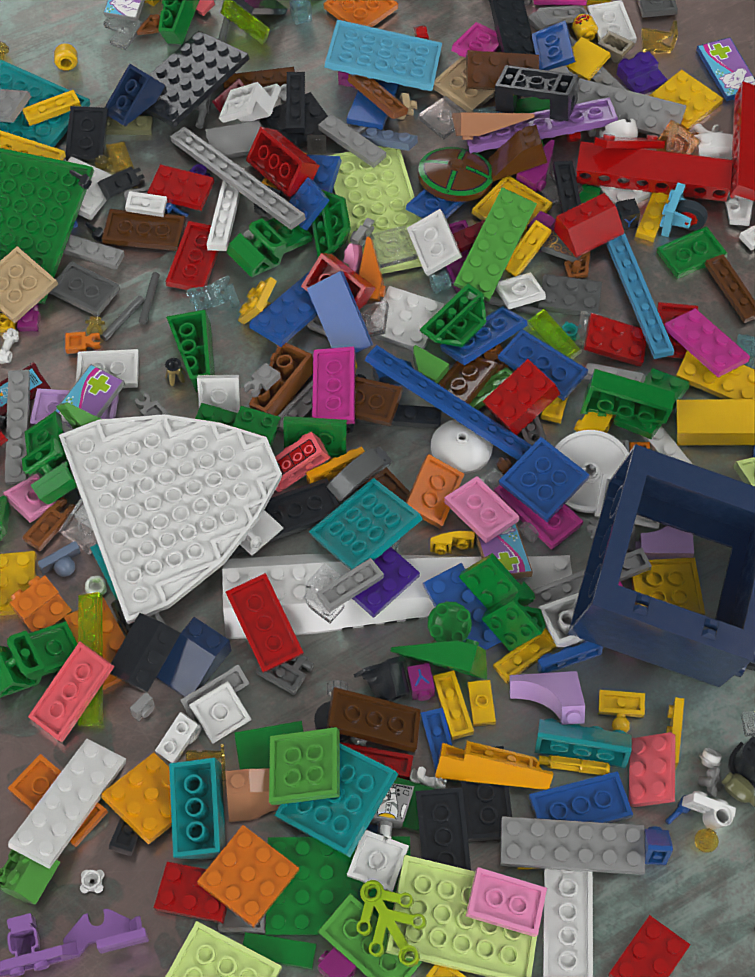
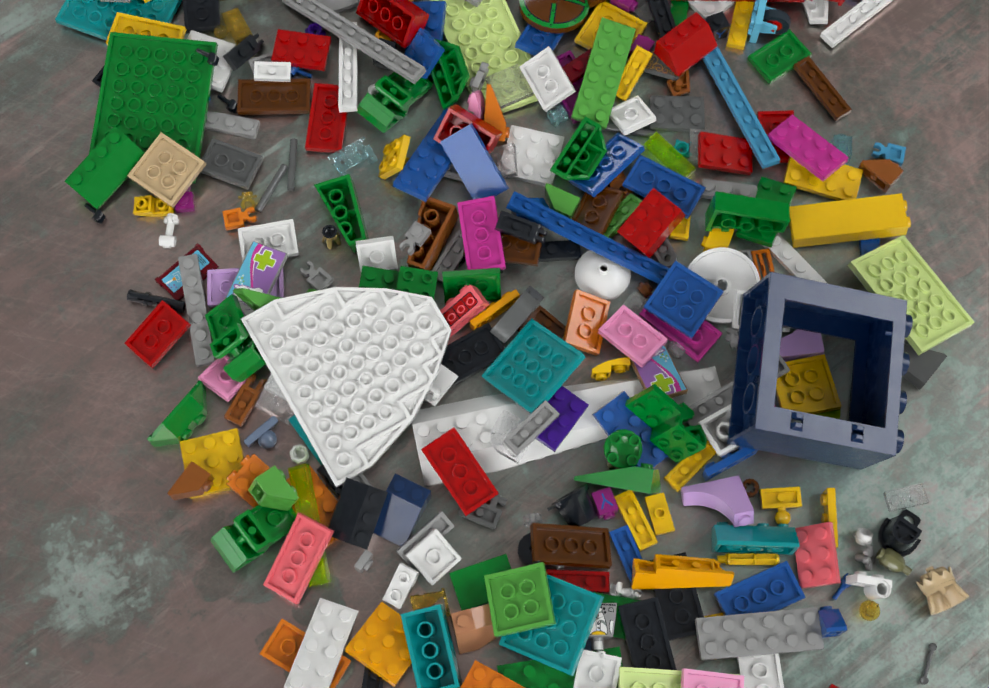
camera: 10 degrees left, 10 degrees up
(56, 614) = (273, 490): none -> bright green slope
(376, 382) = (520, 228): none -> black hinge
(589, 682) = (756, 487): none -> reddish brown bush

